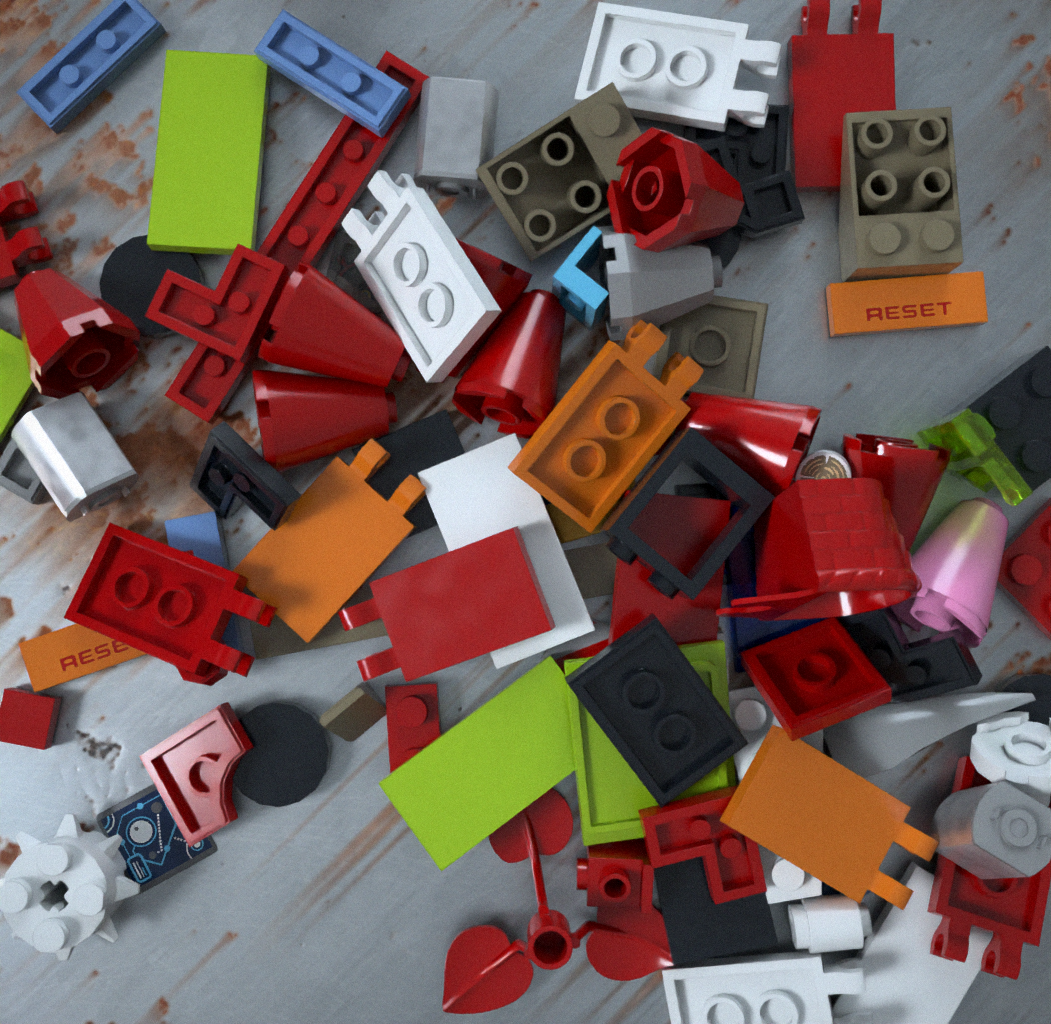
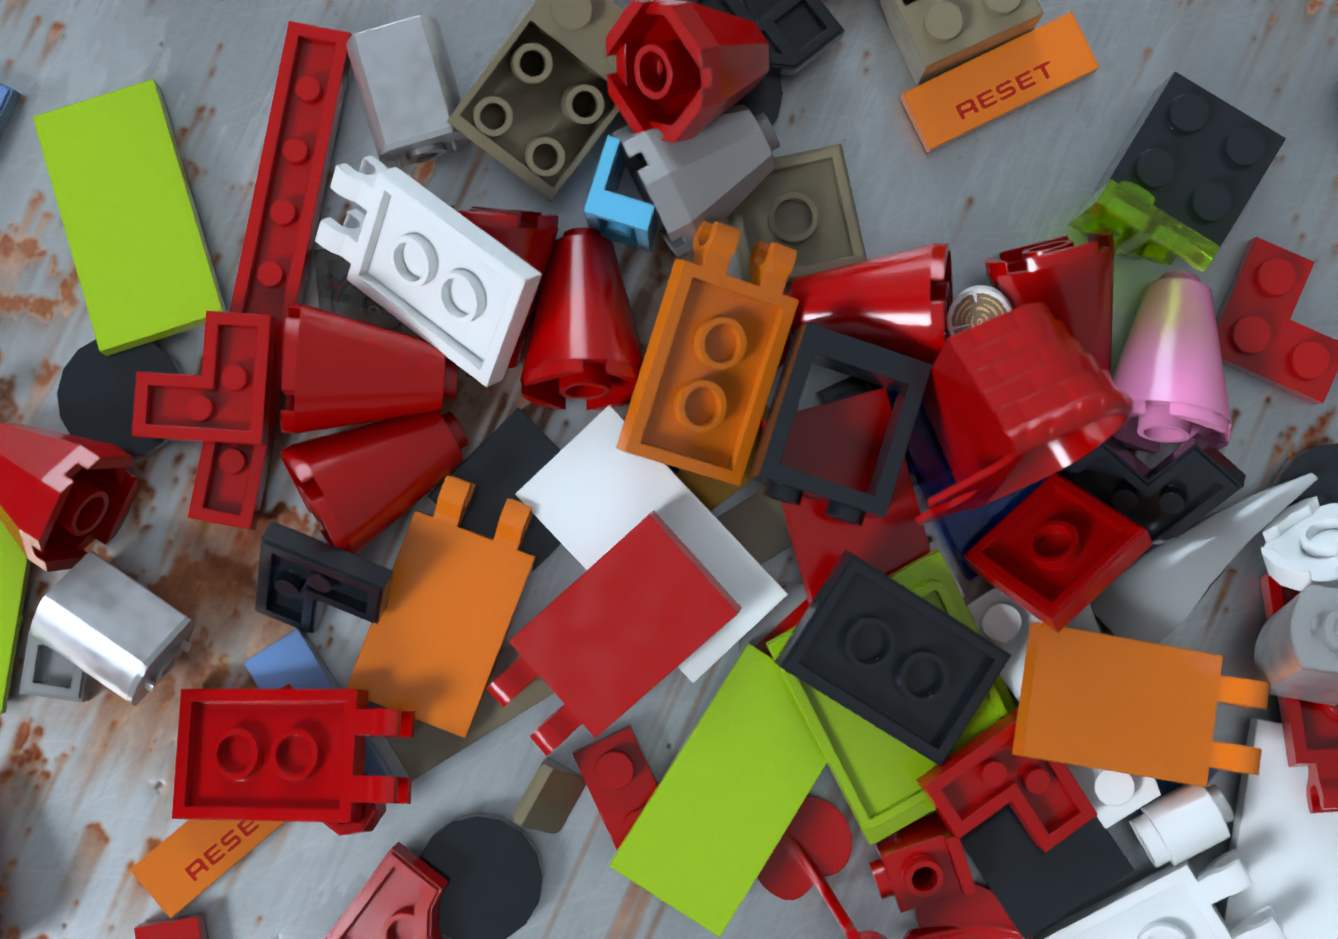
camera: 25 degrees left, 0 degrees up
(332, 73) = (237, 71): medium blue tile -> none

